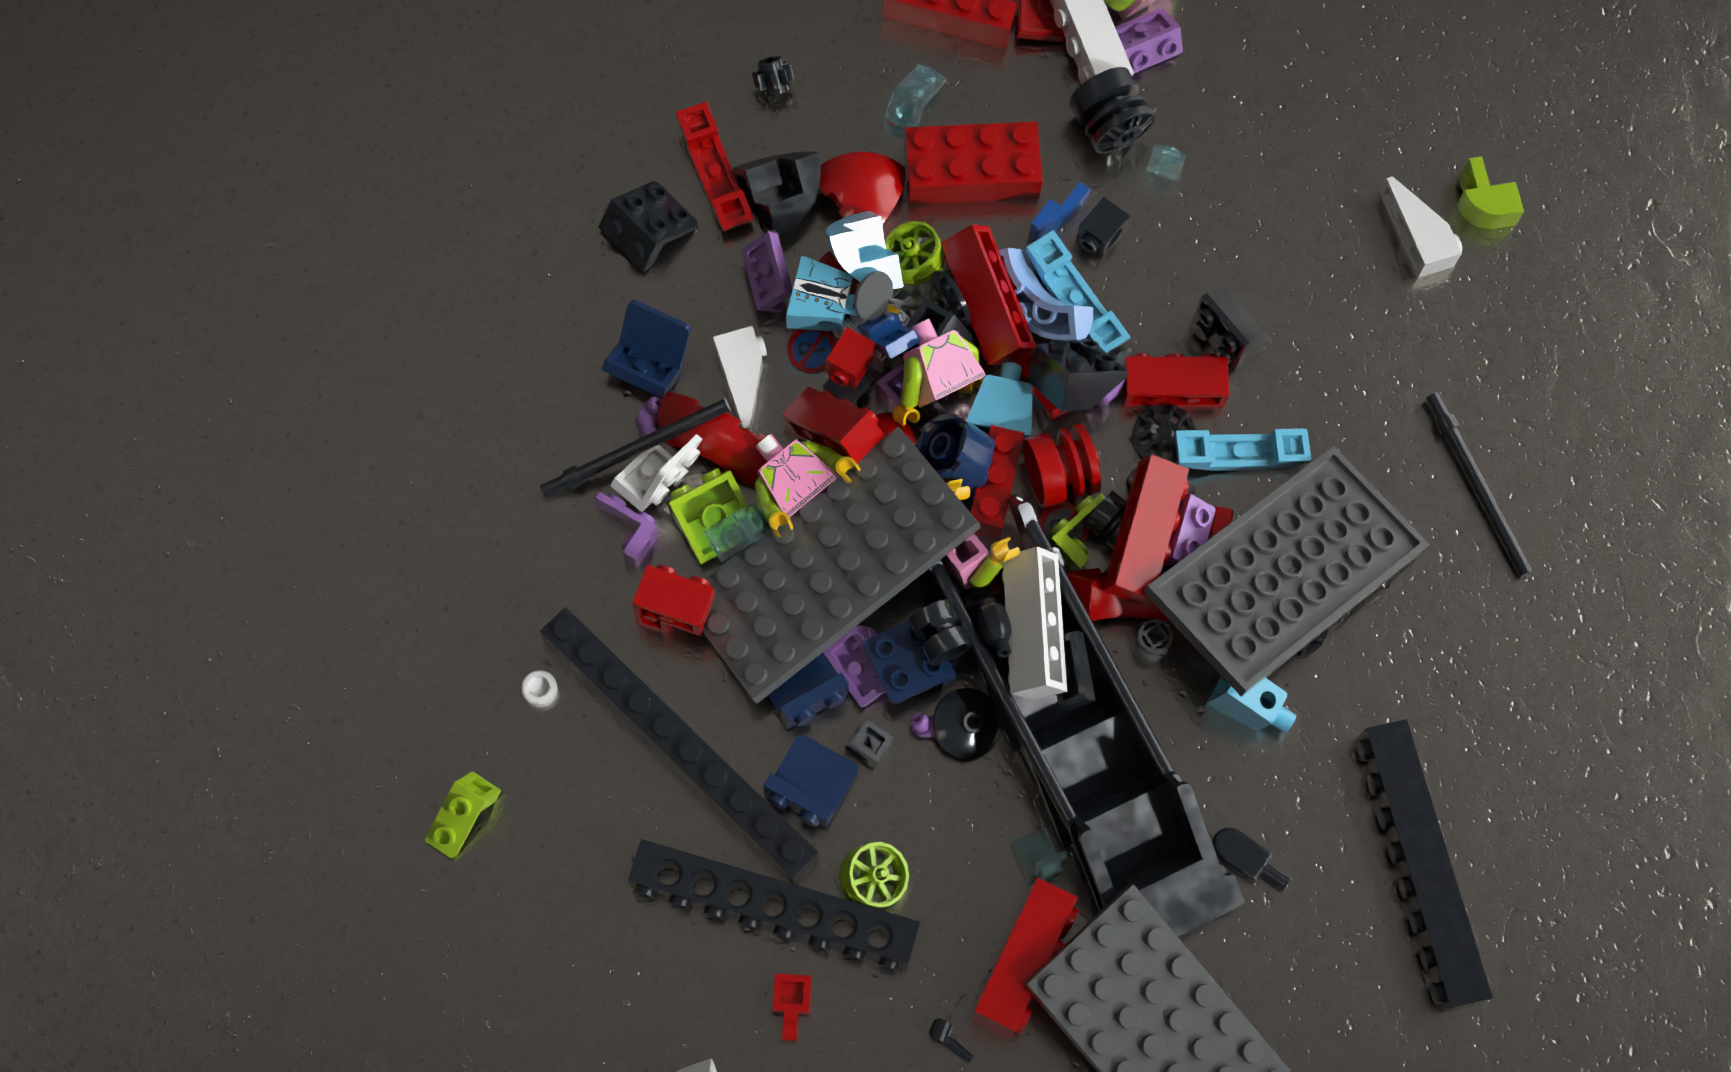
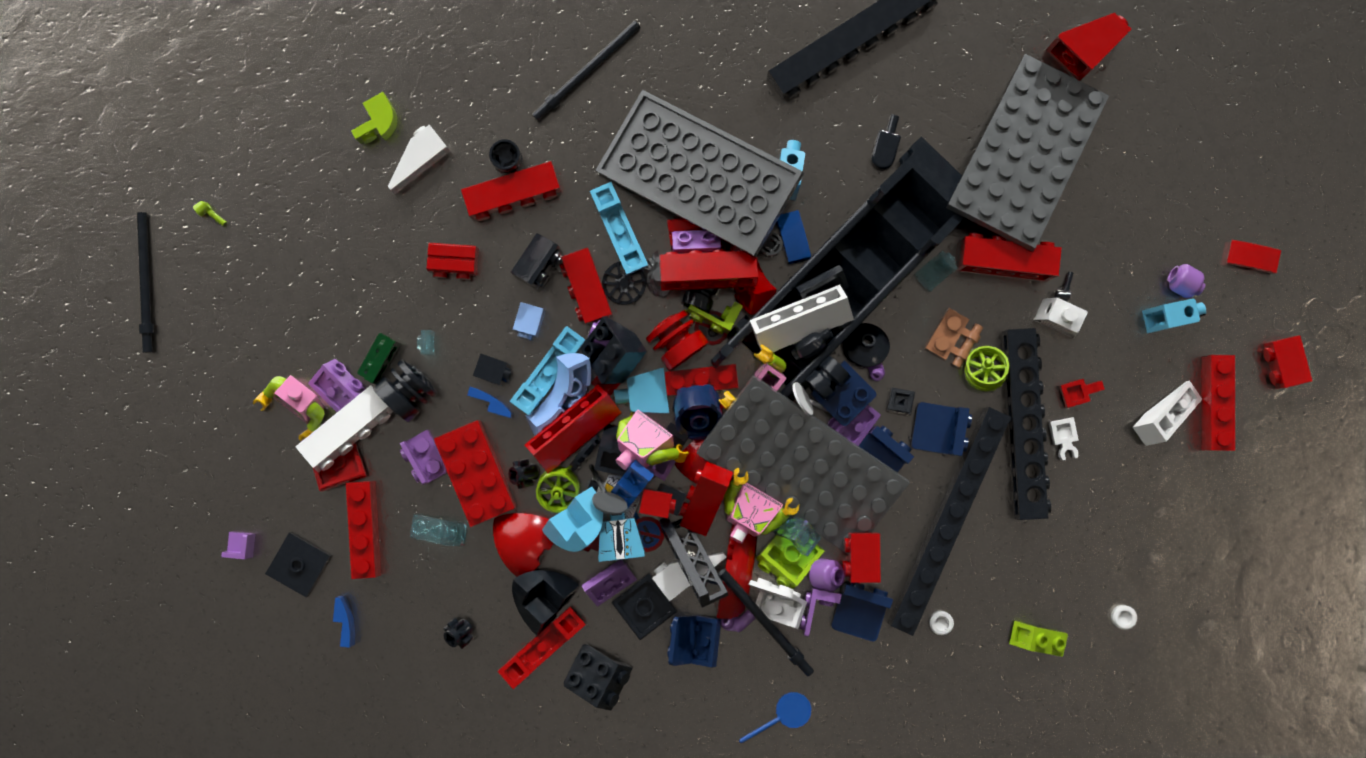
camera: 105 degrees left, 15 degrees up
(443, 948) = (1124, 617): none -> white tile
(501, 452) = (791, 710): none -> blue piece
(599, 583) = (861, 611): none -> dark blue bracket
(669, 548) = (826, 574): none -> medium lavender head
(716, 308) = (644, 606): none -> black plate
(740, 956) = (1064, 433): none -> white plate
(750, 367) = (689, 568): none -> black fence
(908, 1014) = (1062, 316): none -> white torso
(922, 586) = (804, 400): none -> white piece
(942, 844) = (948, 332): none -> nougat plate
(950, 218) = (523, 473): none -> black gear
(1016, 104) = (424, 457): none -> medium lavender bracket
(1153, 294) = (528, 321): none -> light blue brick
(1157, 677) = (793, 237): none -> blue slope
(1164, 98) = (378, 358): none -> dark green bracket
(1267, 227) = (452, 260): none -> red brick
(1338, 331) = (510, 191): none -> red brick
(1386, 336) = (506, 157): none -> black wheel

